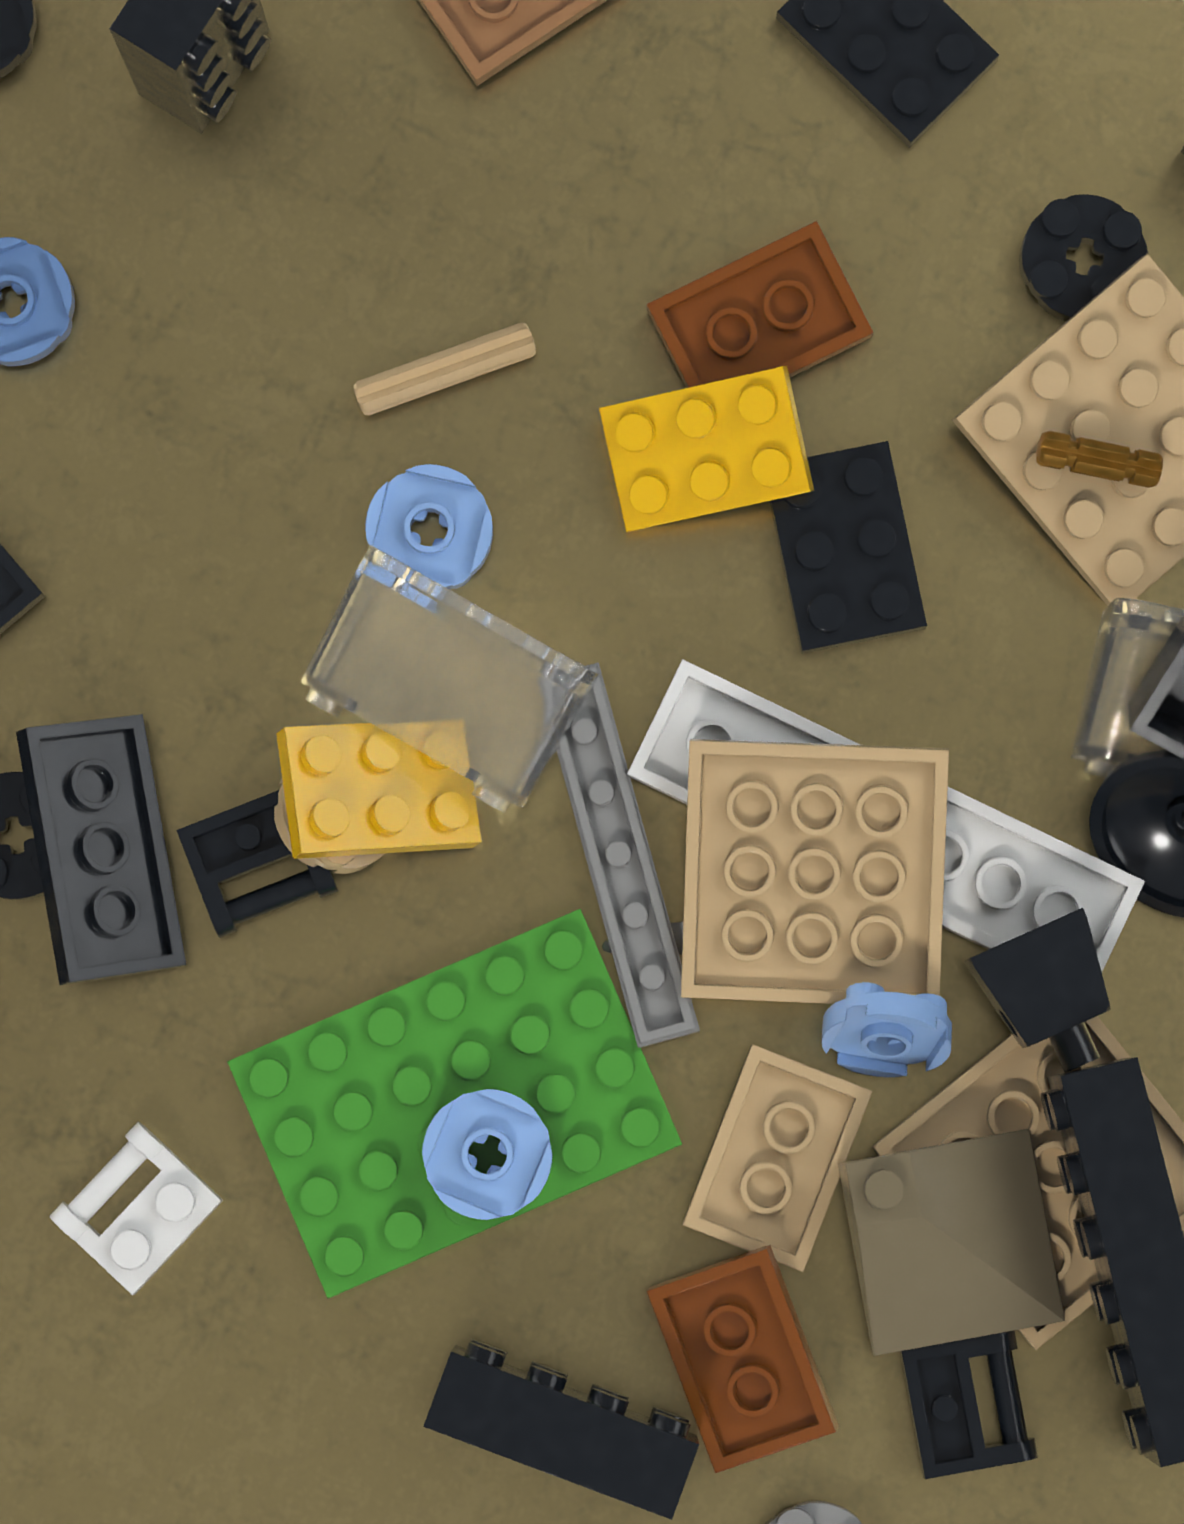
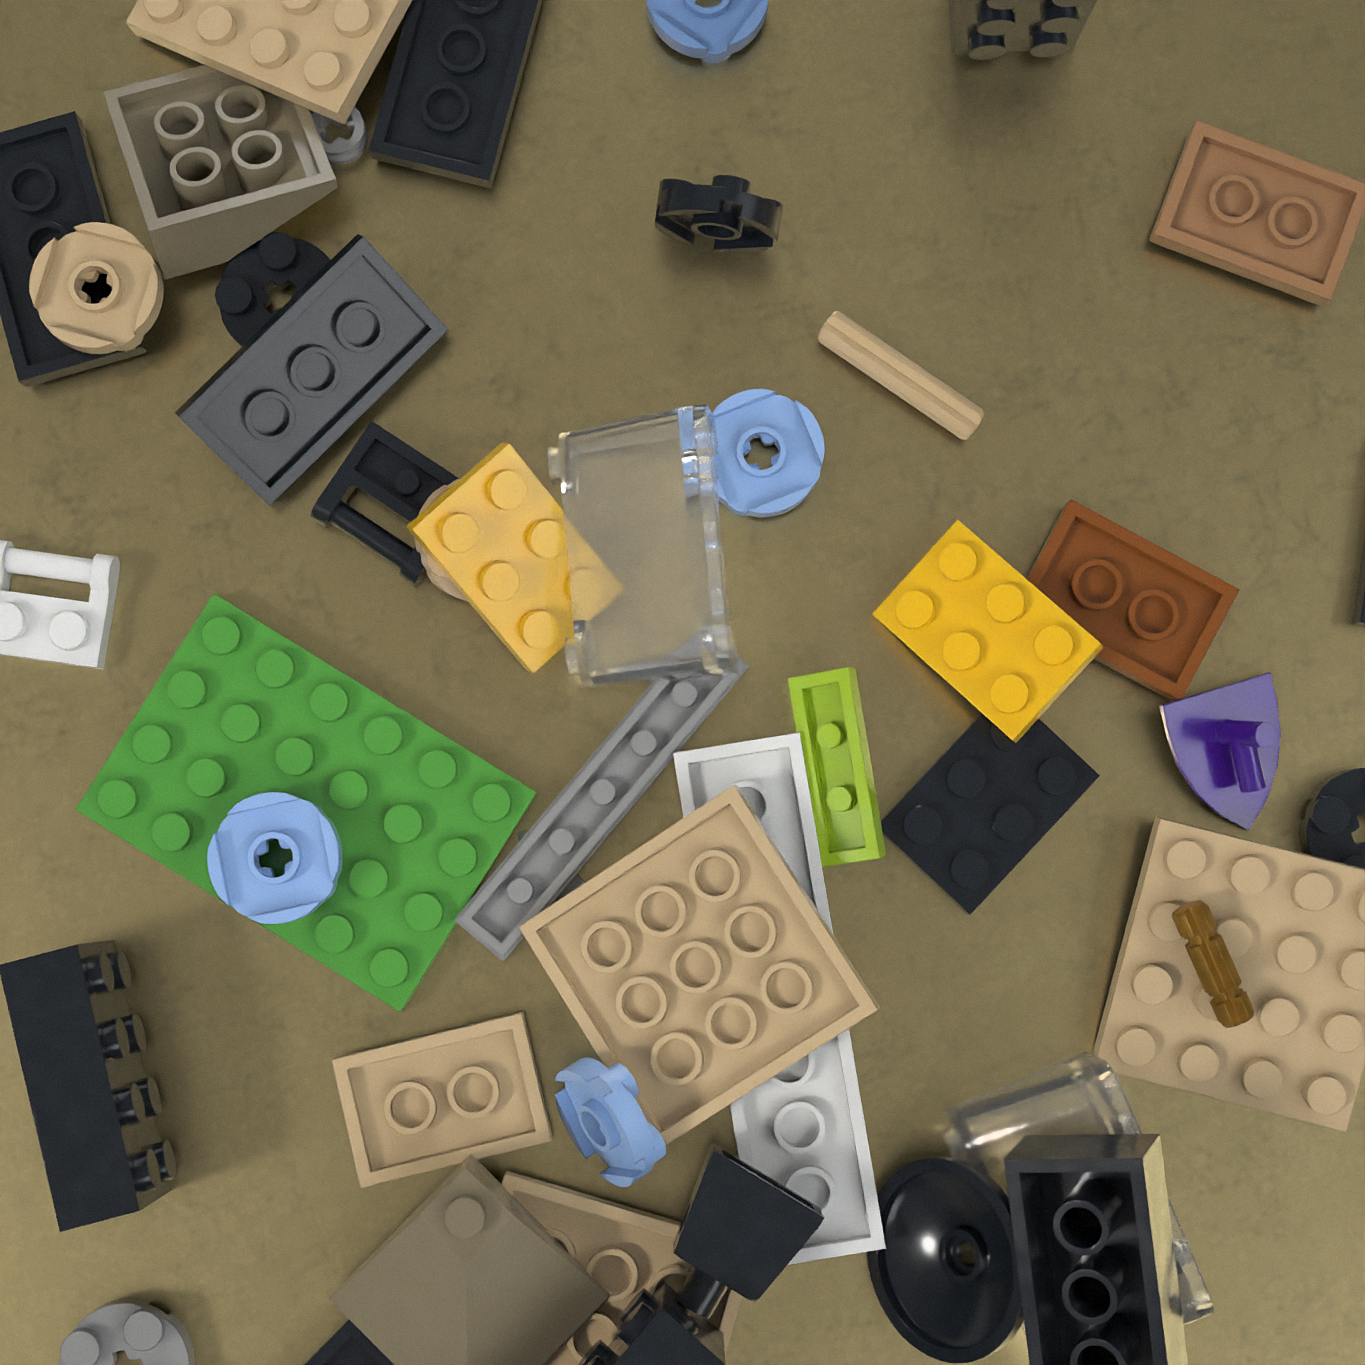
camera: 50 degrees right, 0 degrees up
(215, 419) = (718, 212): none -> black plate
(731, 647) = (838, 766): none -> lime plate
(743, 1359) = (253, 1189): dark orange plate -> none
(936, 320) = (1227, 745): none -> shield

